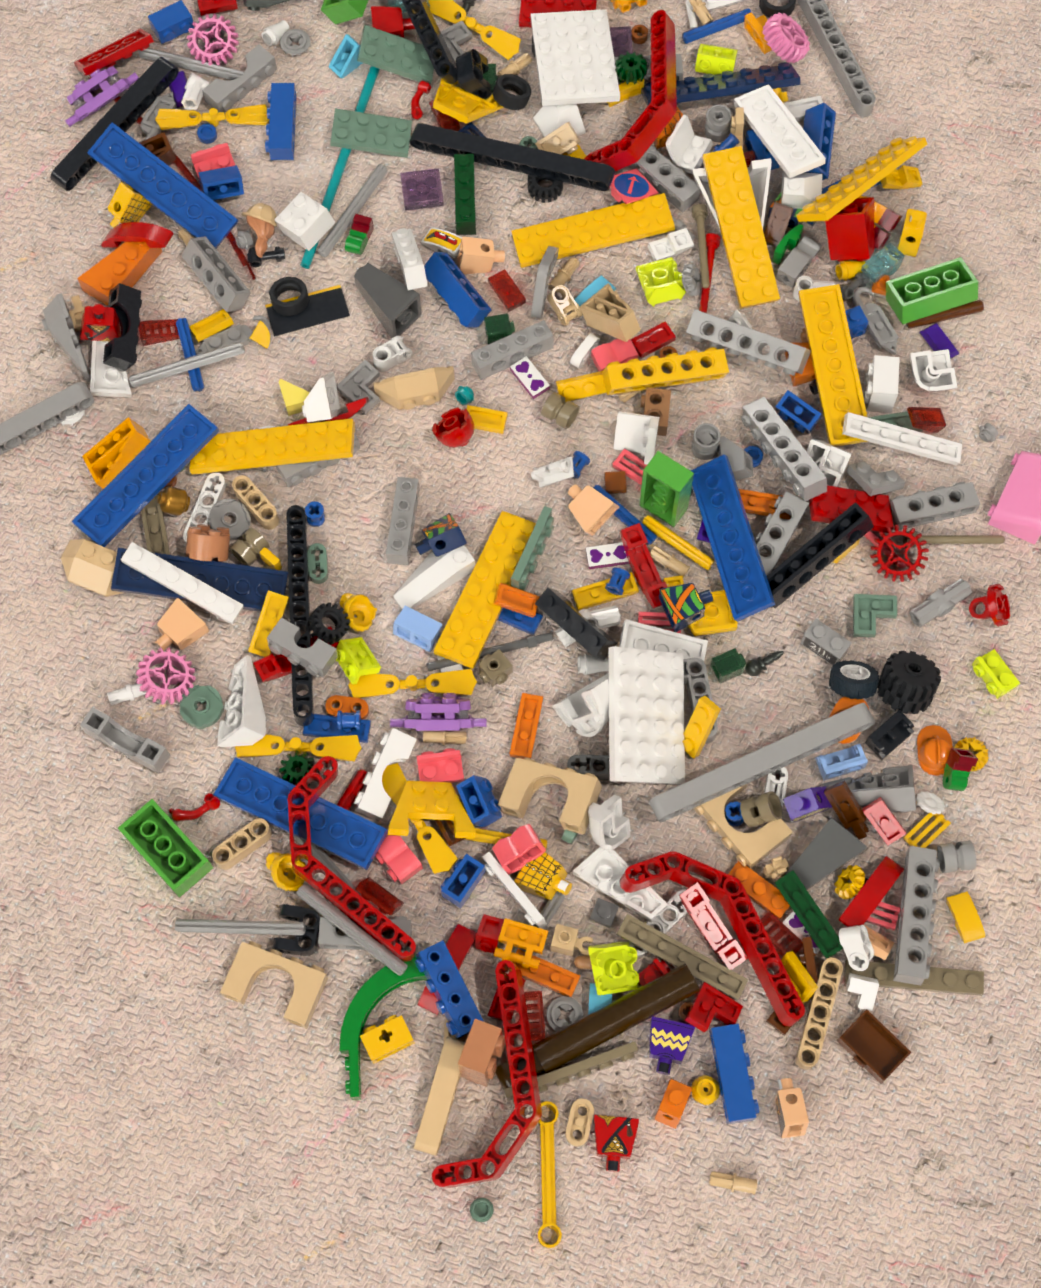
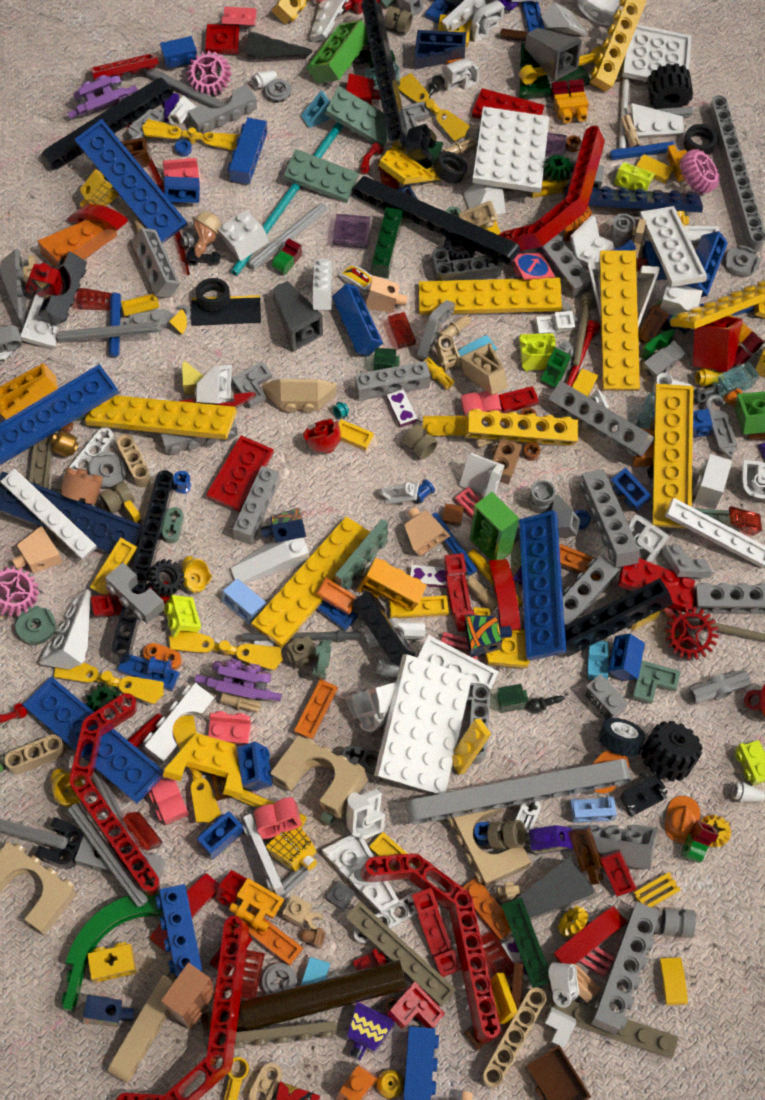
camera: 10 degrees right, 5 degrees down
(374, 490) = (239, 473): none -> red plate
(385, 1089) = (96, 1010): none -> dark blue torso
(393, 351) = (287, 361): white piece -> none
(520, 677) = (323, 652): none -> sand green plate
(559, 330) = (439, 374): none -> yellow pin
(571, 573) = (391, 584): none -> light orange wedge
(583, 200) = (464, 269): none -> dark grey beam
(583, 352) = (454, 396): white beam -> none
(614, 967) = (334, 947): neon yellow slope -> none
(617, 575) = (435, 595): blue bush -> none
(637, 852) = (386, 846): none -> yellow tile
(683, 389) = (528, 455): none -> dark orange bush
(685, 295) = (556, 367): none -> green slope
(694, 555) = (505, 593): none -> red slope
(719, 304) = (585, 382): none -> yellow tile
(743, 44) = (661, 170): none -> yellow tile
(796, 322) = (646, 416): none -> clear light blue plate
(807, 604) = (598, 660): none -> medium azure slope
(837, 594) = (626, 657): none -> blue brick
(855, 139) = (742, 269): none -> light grey tile
(930, 802) = (666, 866): white piece -> none
(994, 707) = (745, 793): none -> white cone

